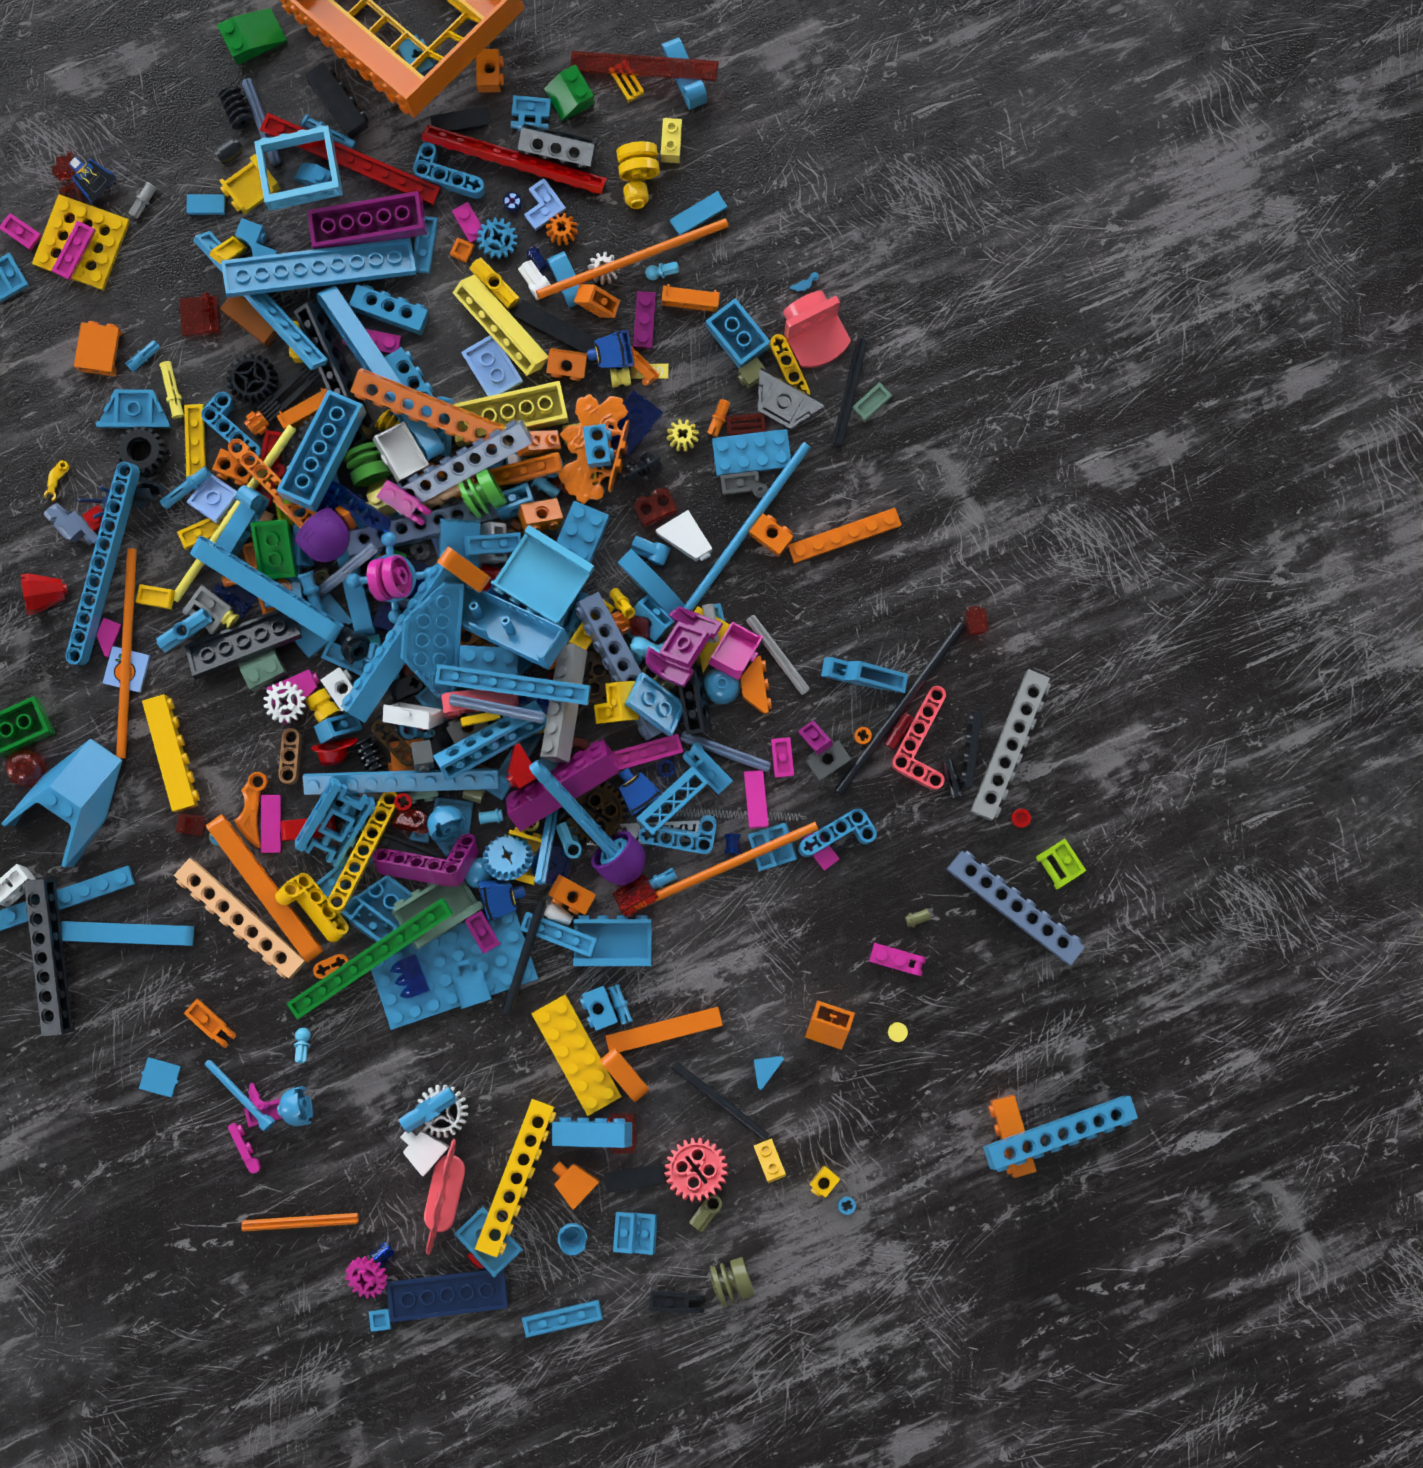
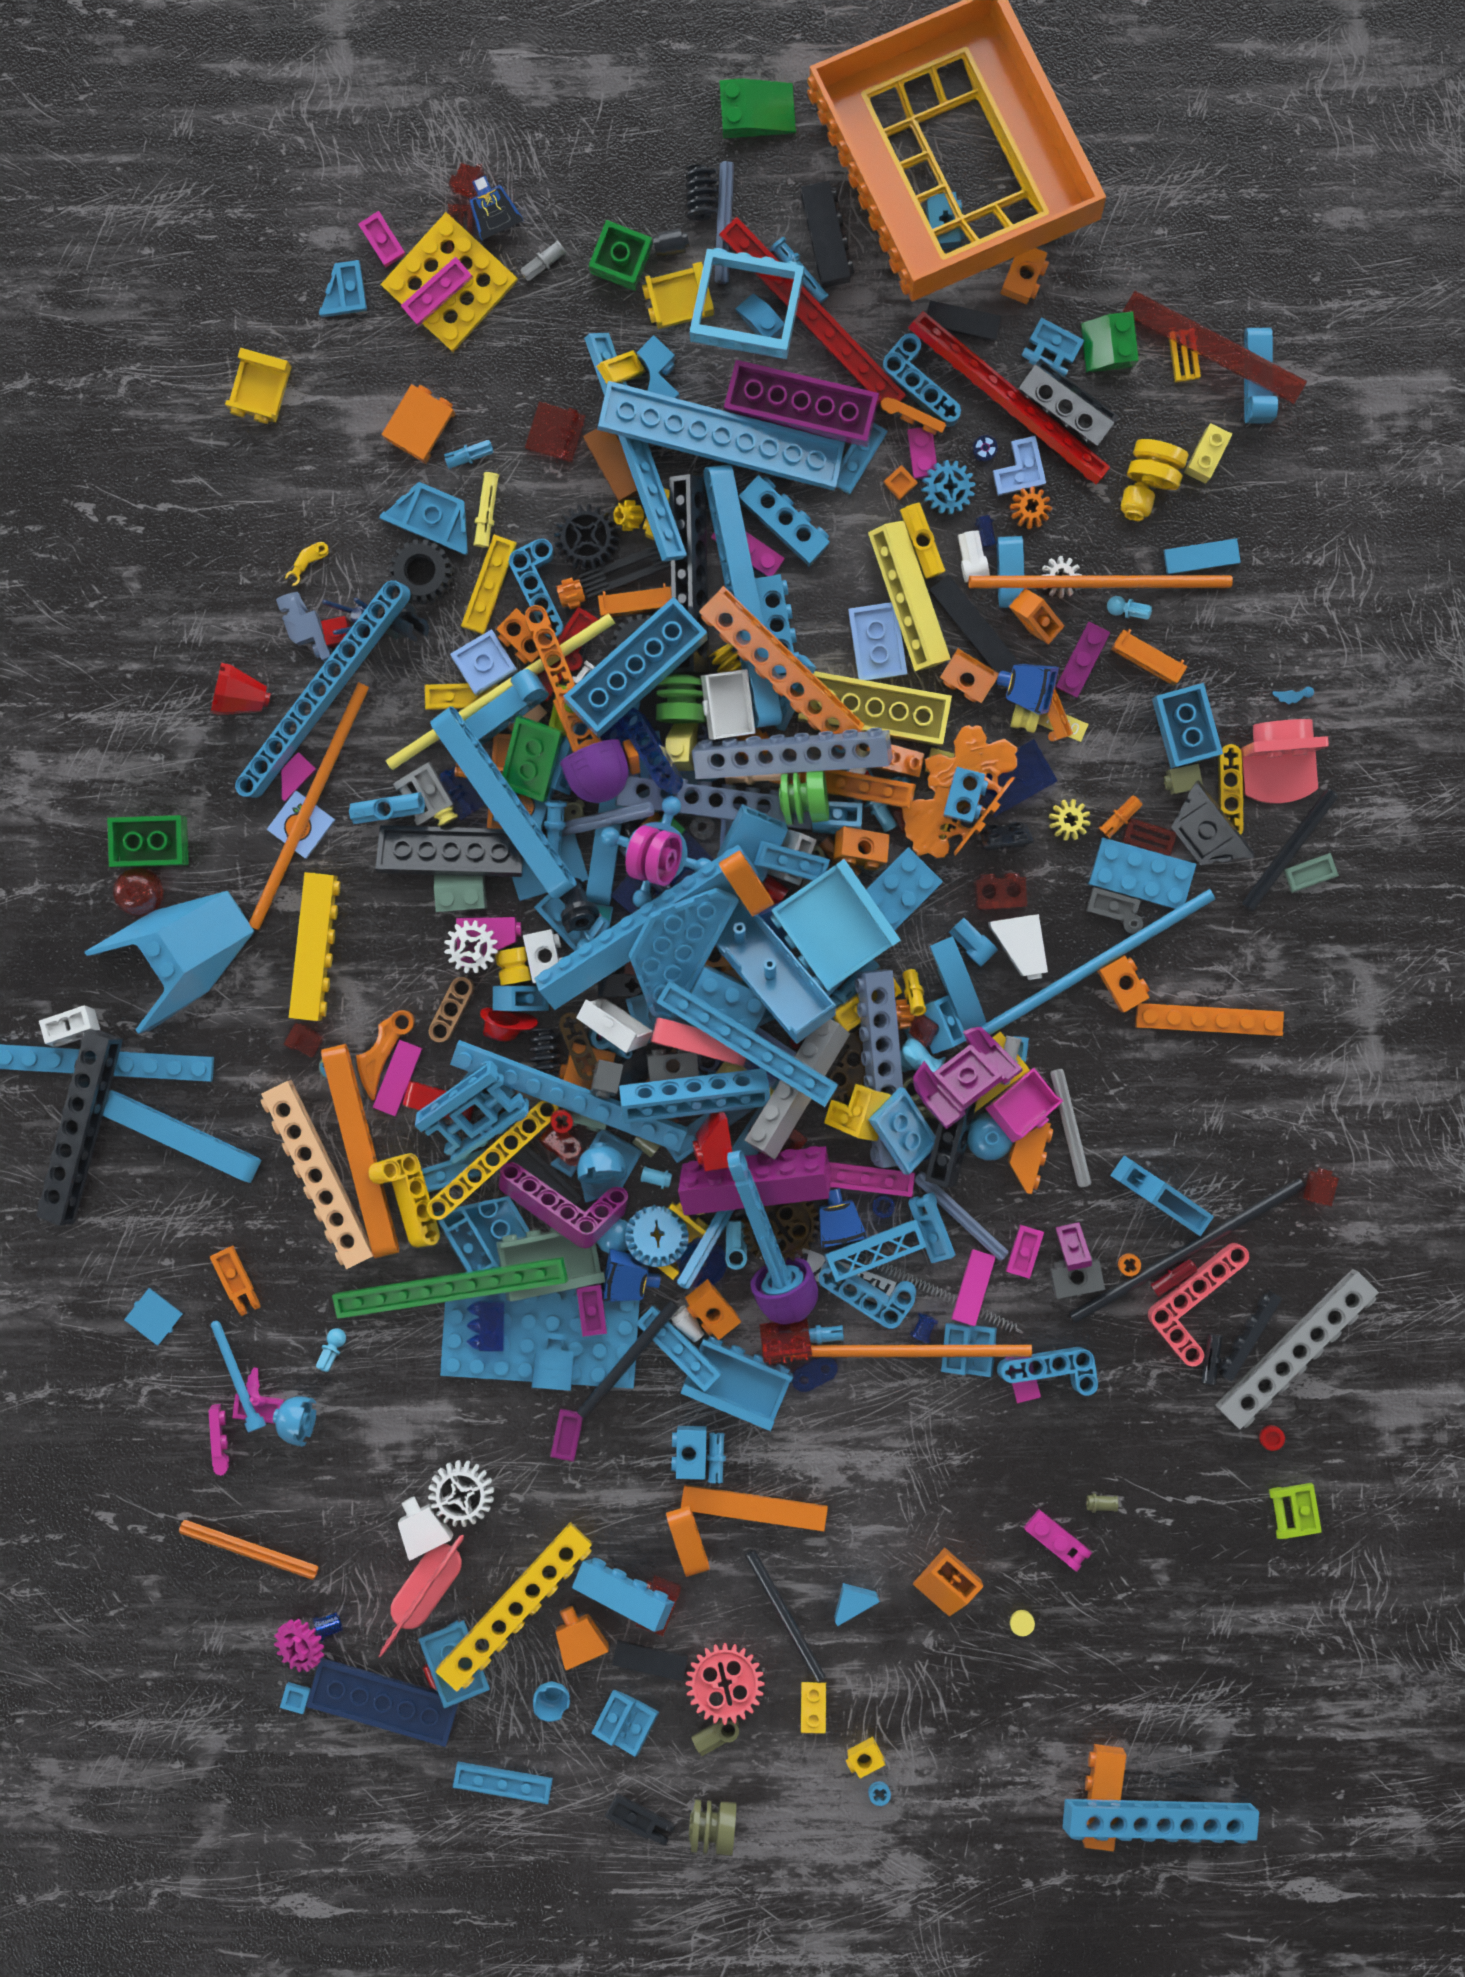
camera: 25 degrees right, 5 degrees up
(155, 596) = (369, 752): yellow tile -> none
(191, 483) = (464, 634): dark azure pin -> none
(195, 172) = (620, 255): none -> green brick
(206, 204) = (617, 297): dark azure tile -> none
(276, 351) = (628, 515): none -> yellow gear
(328, 962) = (400, 1266): orange beam -> none
(402, 501) = (706, 767): dark pink hinge -> none
(428, 1110) = (446, 1489): dark azure piece -> none
(449, 198) = (911, 415): none -> orange hinge
(479, 718) = (692, 1064): yellow tile -> none
(496, 708) = (716, 1064): sand blue axle -> none
(503, 1035) = (566, 1435): none -> magenta tile
(576, 1055) = (641, 1493): yellow plate -> none
(667, 912) = (813, 1372): none -> clear blue plate
(1067, 954) = (1259, 1617): sand blue brick -> none

